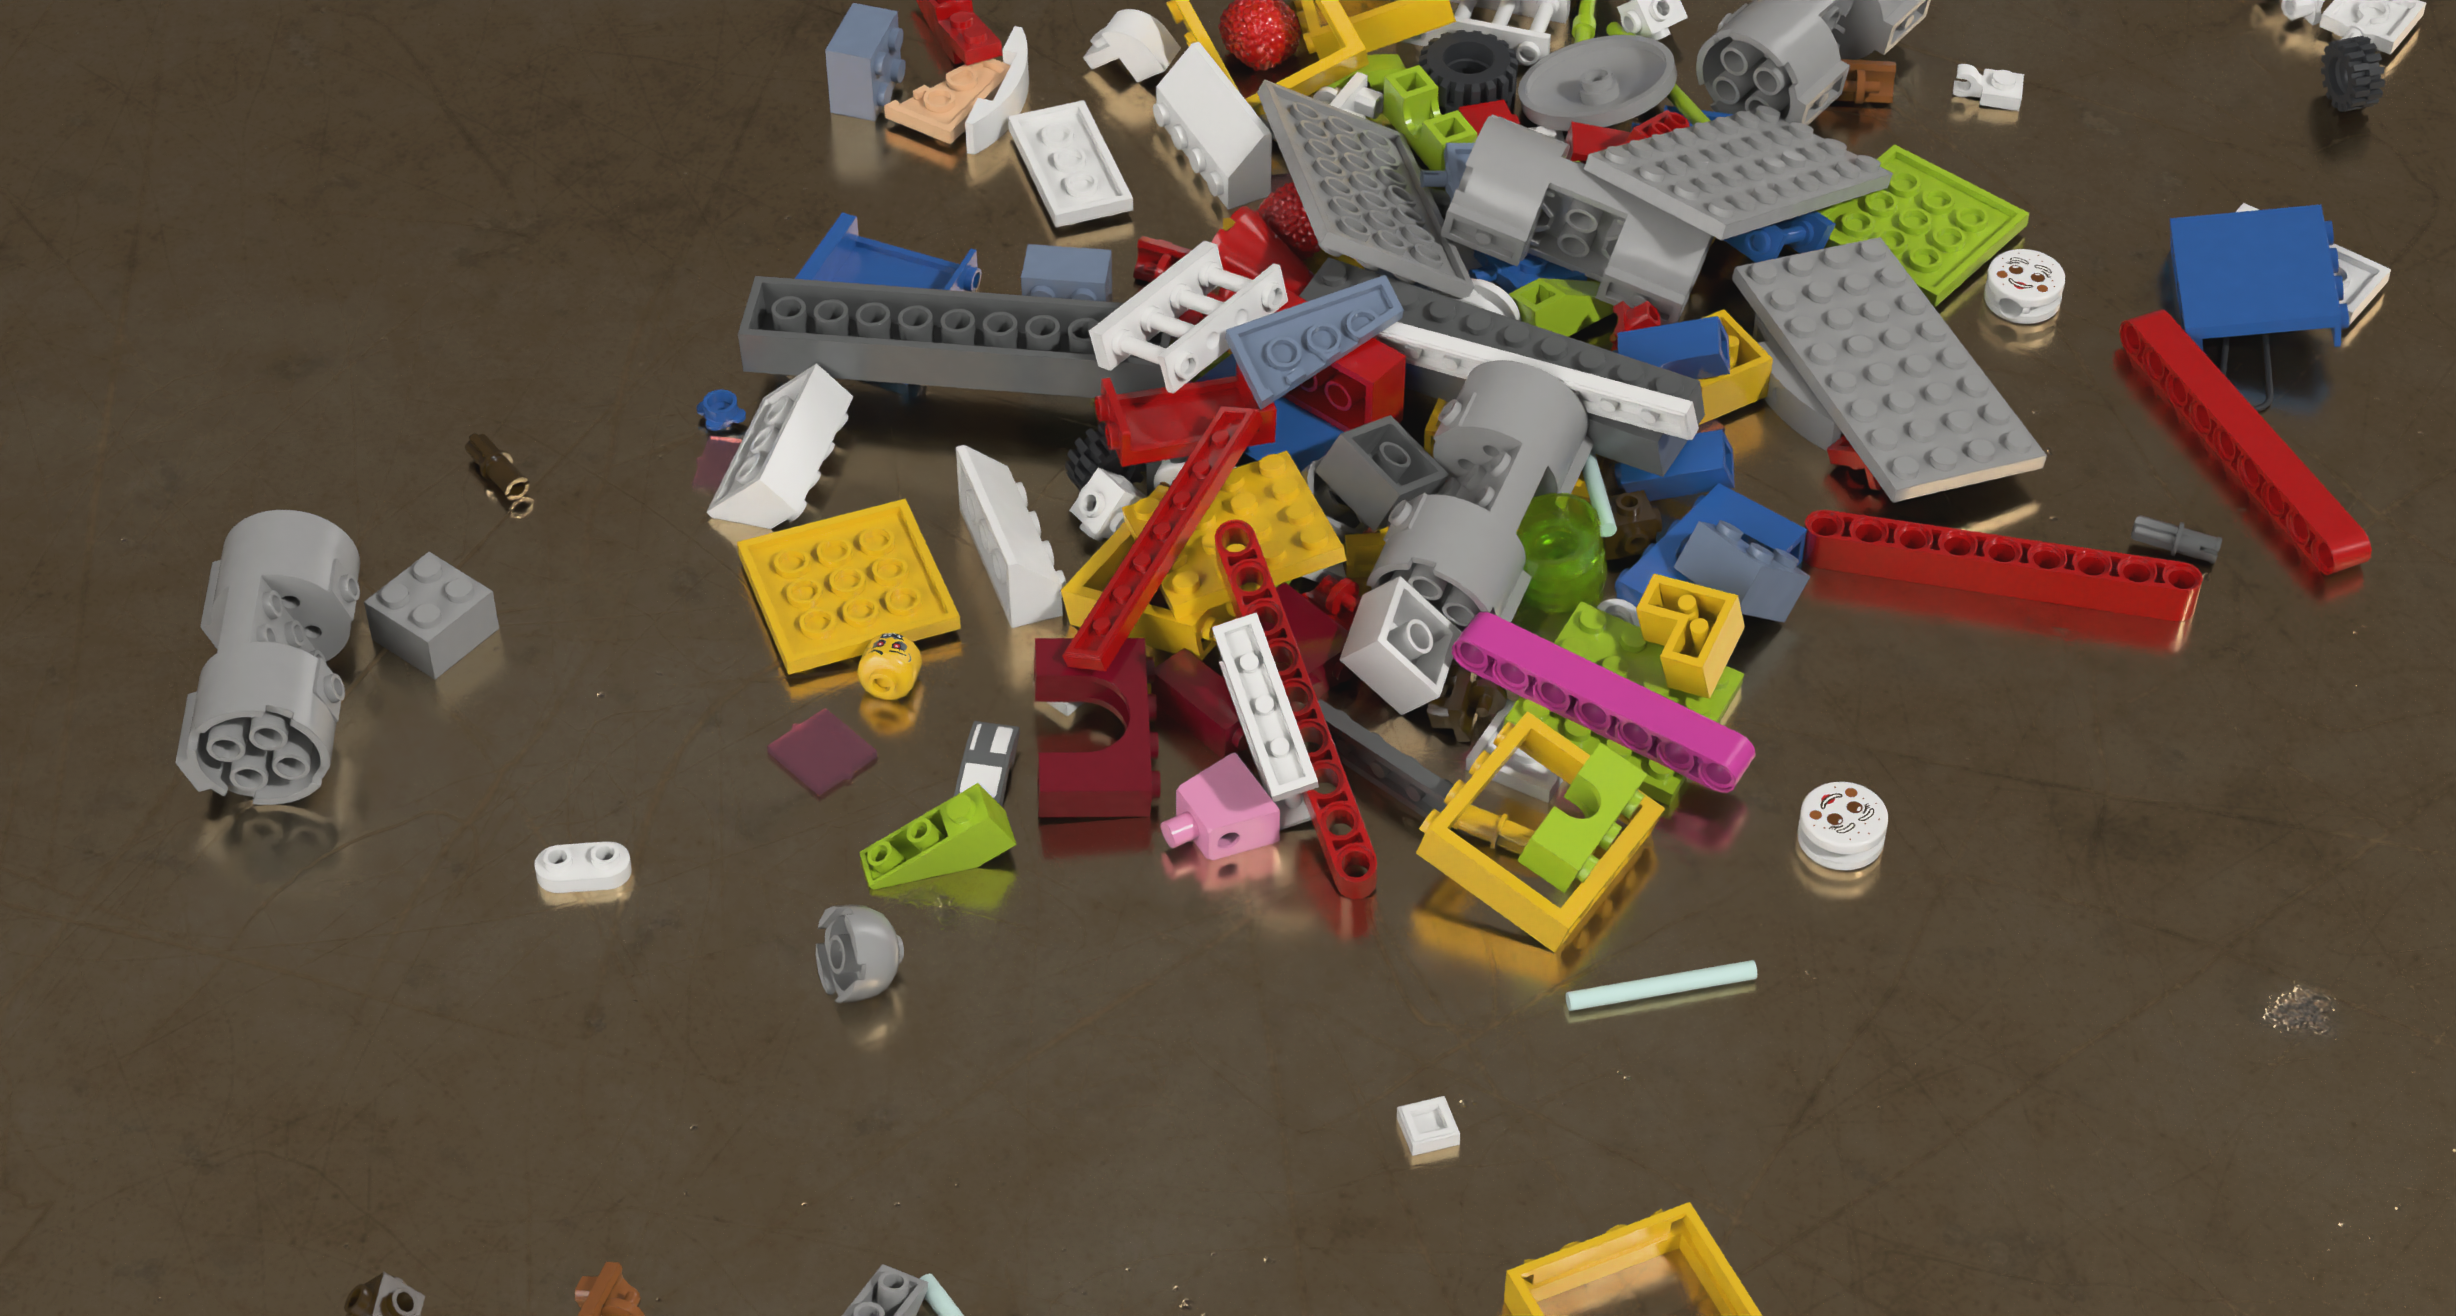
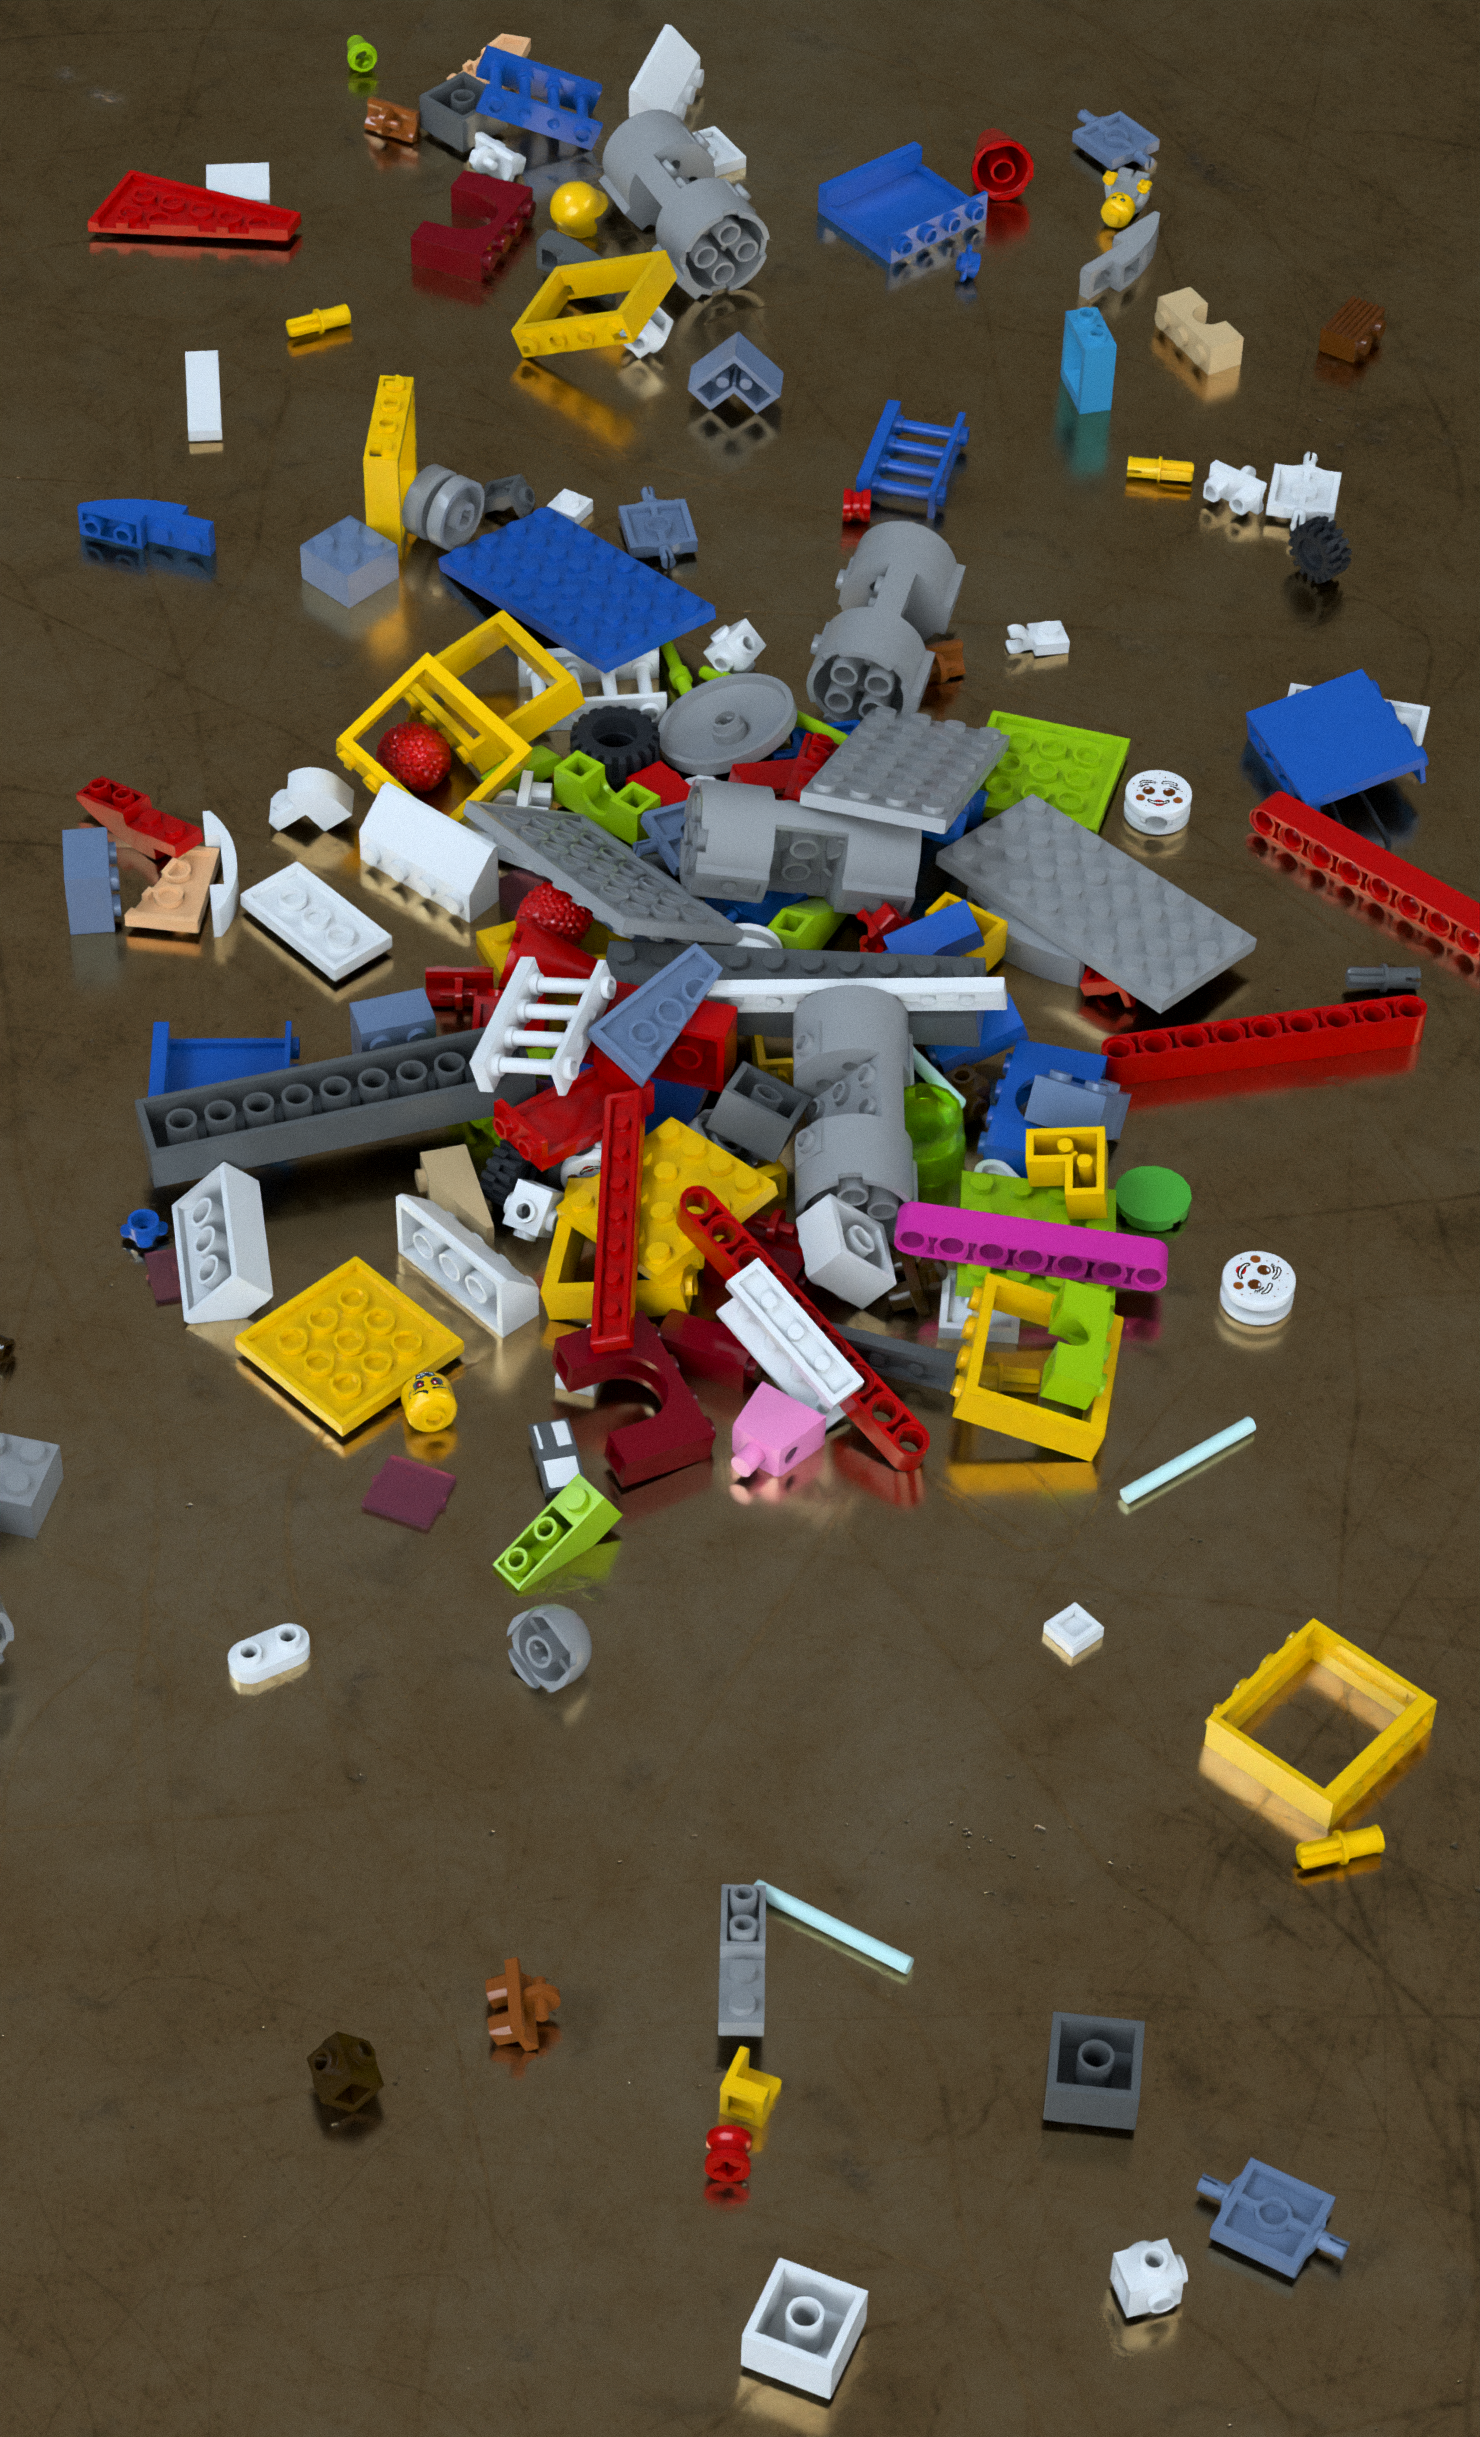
camera: 25 degrees left, 0 degrees up
(1041, 457) = (453, 1185): none -> tan slope
(1782, 695) = (1152, 1198): none -> bright green tile

